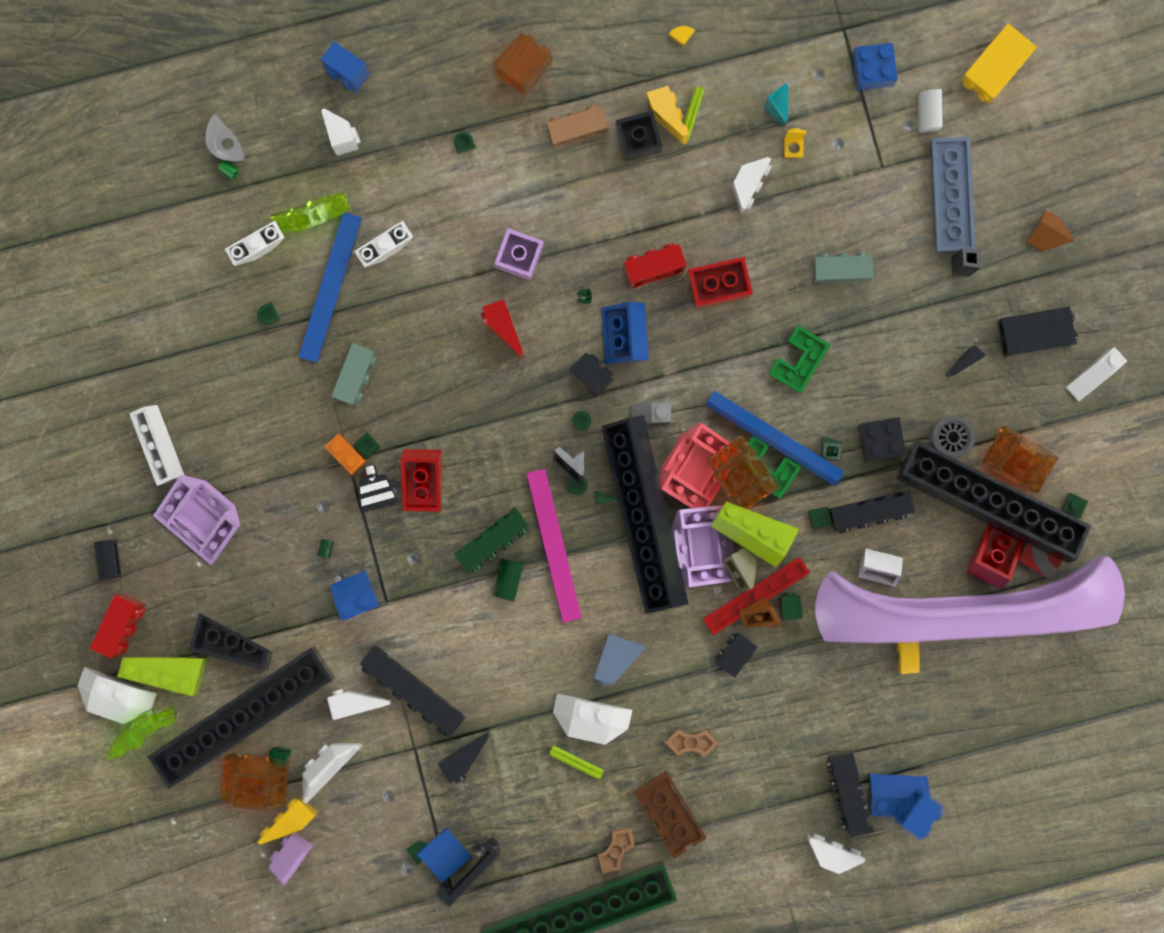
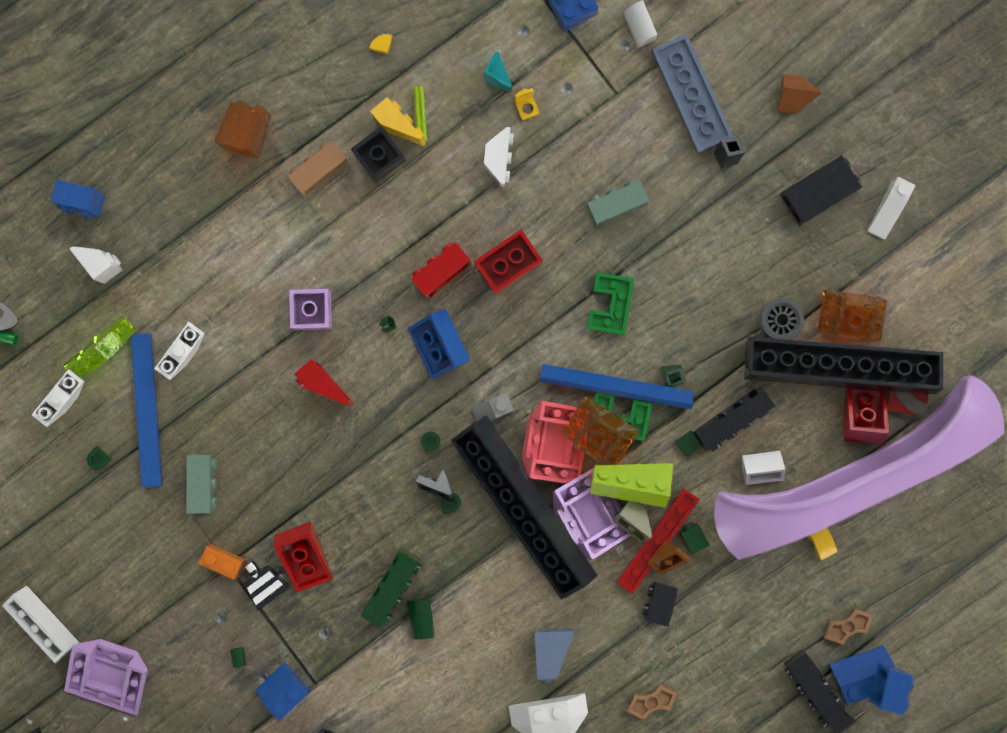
camera: 15 degrees left, 0 degrees up
(366, 445) = (238, 544): dark green tile -> none
(464, 142) = (218, 225): dark green tile -> none
(554, 545) = (451, 568): dark pink tile -> none
(592, 374) = (423, 394): black brick -> none
(601, 498) = (478, 506): dark green slope -> none
(882, 439) = (717, 348): black brick -> none
(894, 746) = (855, 622): none -> medium nougat tile
(970, 357) = (766, 241): black slope -> none
(1074, 505) = (919, 338): dark green plate -> none

